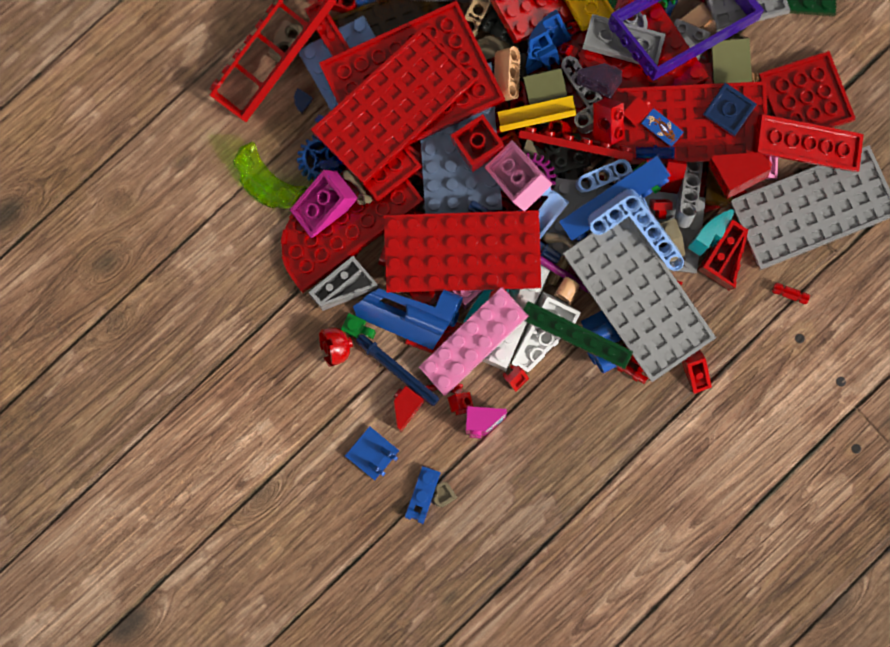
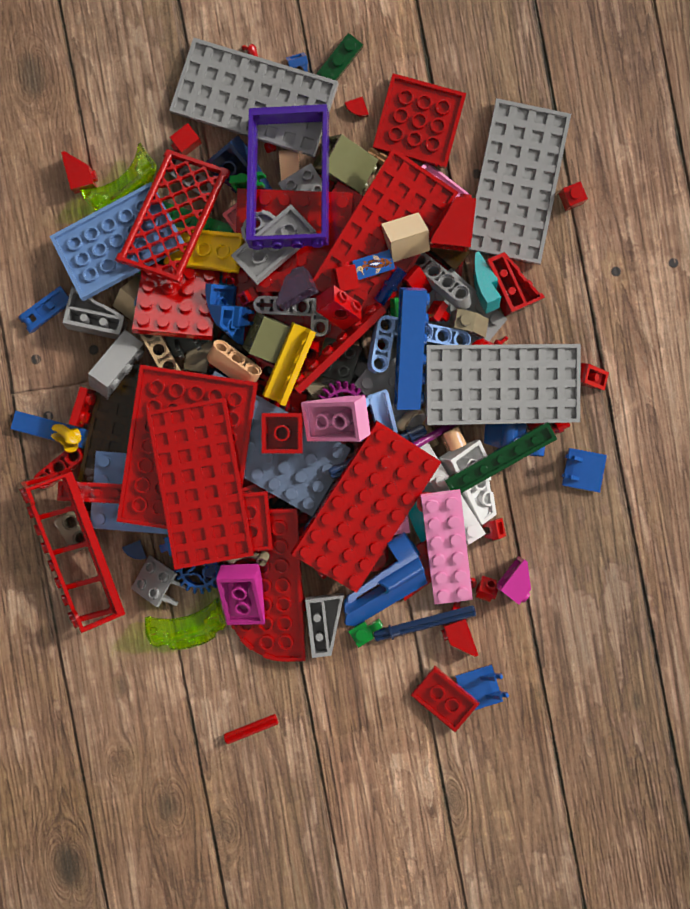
camera: 55 degrees left, 10 degrees up
(215, 287) = (251, 729): none -> red axle
(286, 129) = (154, 582): none -> light grey plate
(335, 345) = (370, 661): red cylinder -> none
(344, 429) = (445, 698): none -> red tile
(423, 494) = (540, 668): blue plate -> none
(444, 494) = (552, 651): dark tan tile -> none
(615, 419) = (584, 470): none -> blue plate
(644, 224) = (431, 340): light blue beam -> none
(702, 139) = (406, 236): none -> tan slope
(729, 109) = (396, 196): dark blue tile -> none
(782, 42) = (357, 107): none -> red tile
(791, 293) = (575, 252): red axle -> none
(808, 143) = (467, 149): red plate -> none
(835, 258) = (573, 196): none -> red brick

